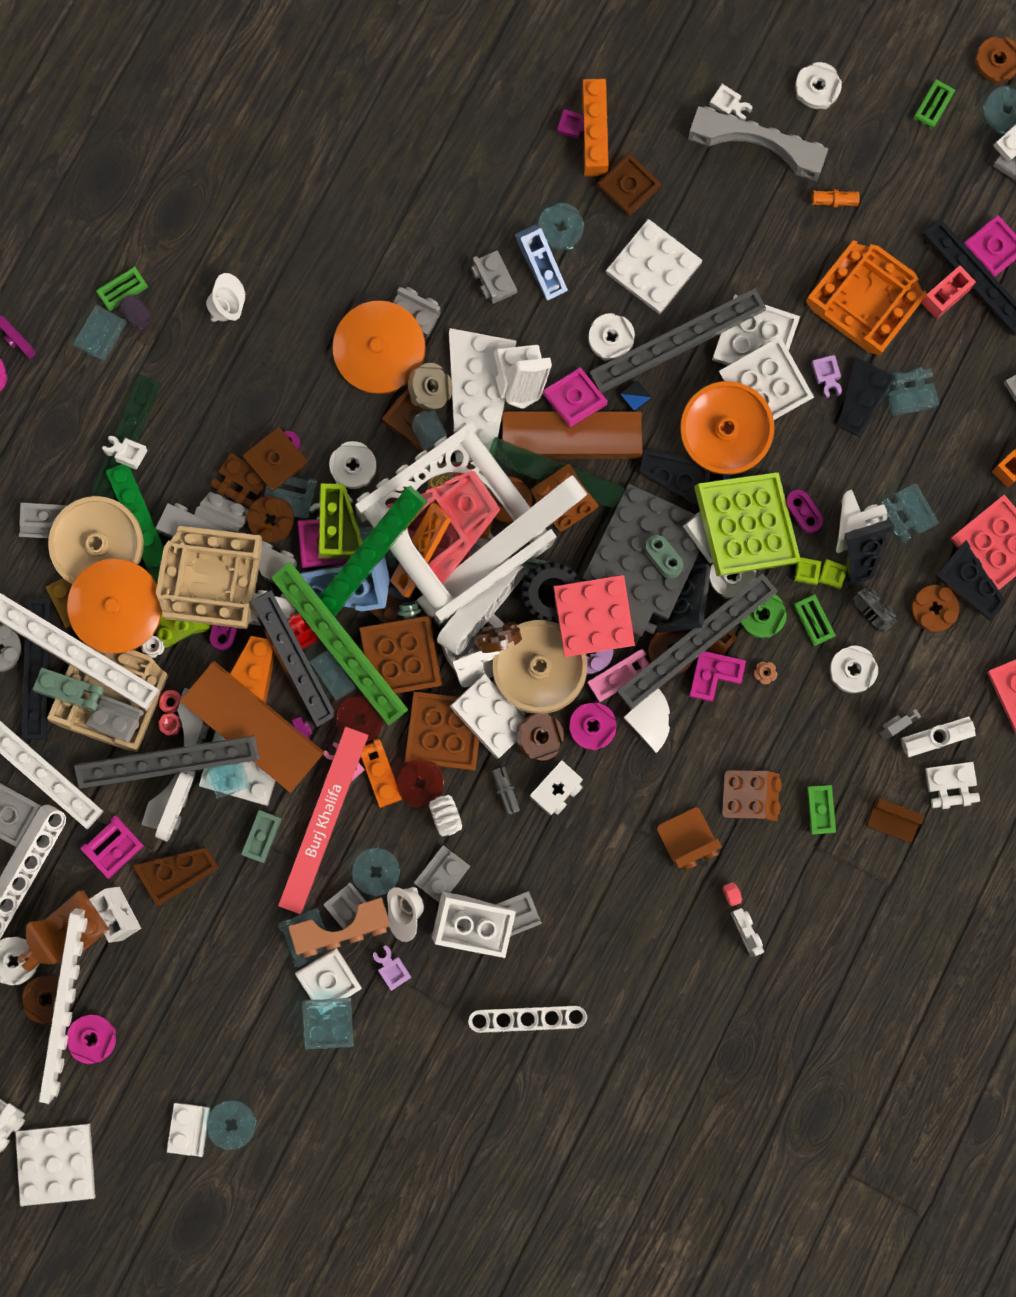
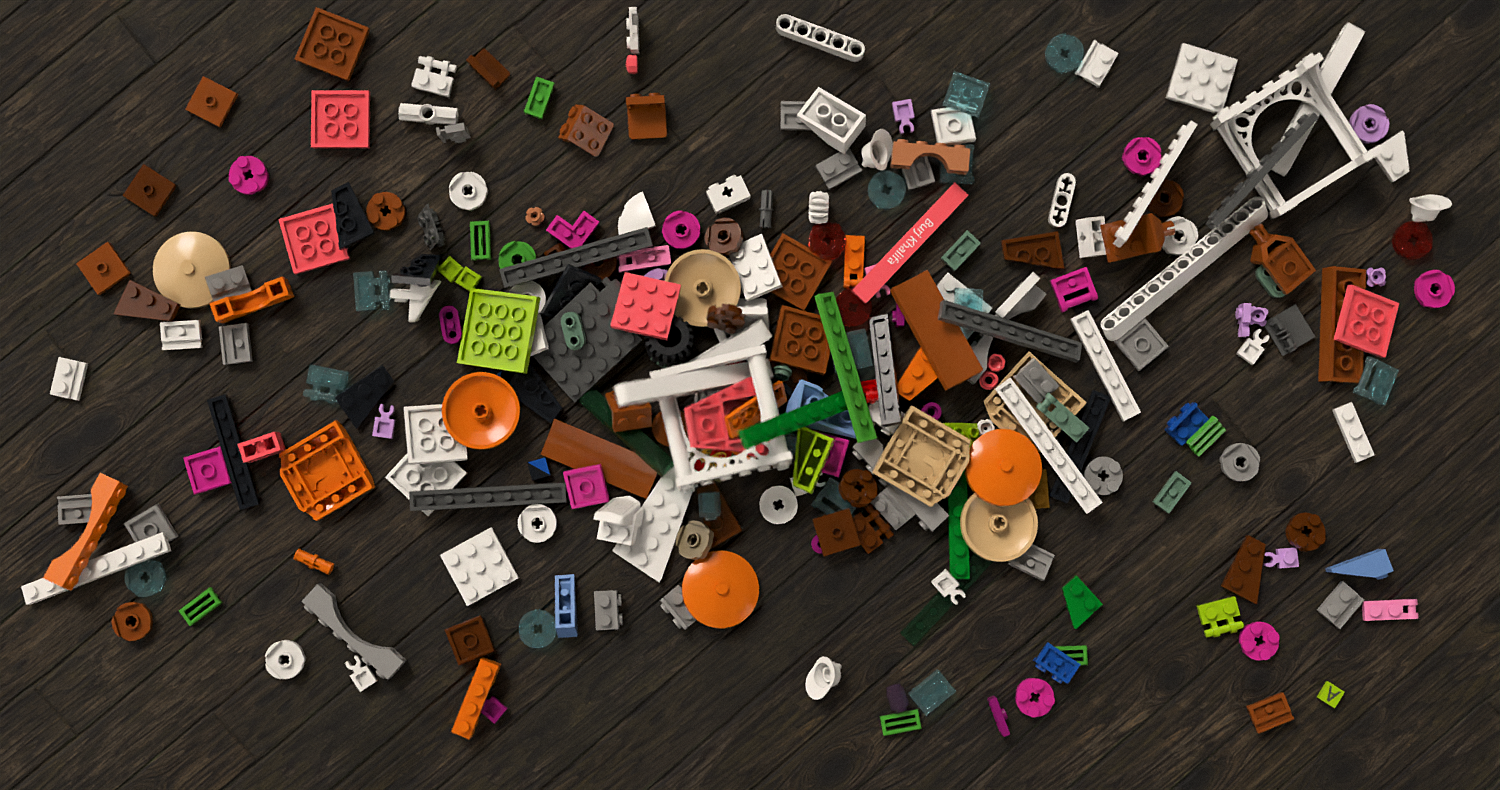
camera: 160 degrees left, 5 degrees up
(175, 951) = (1063, 215): none -> white beam

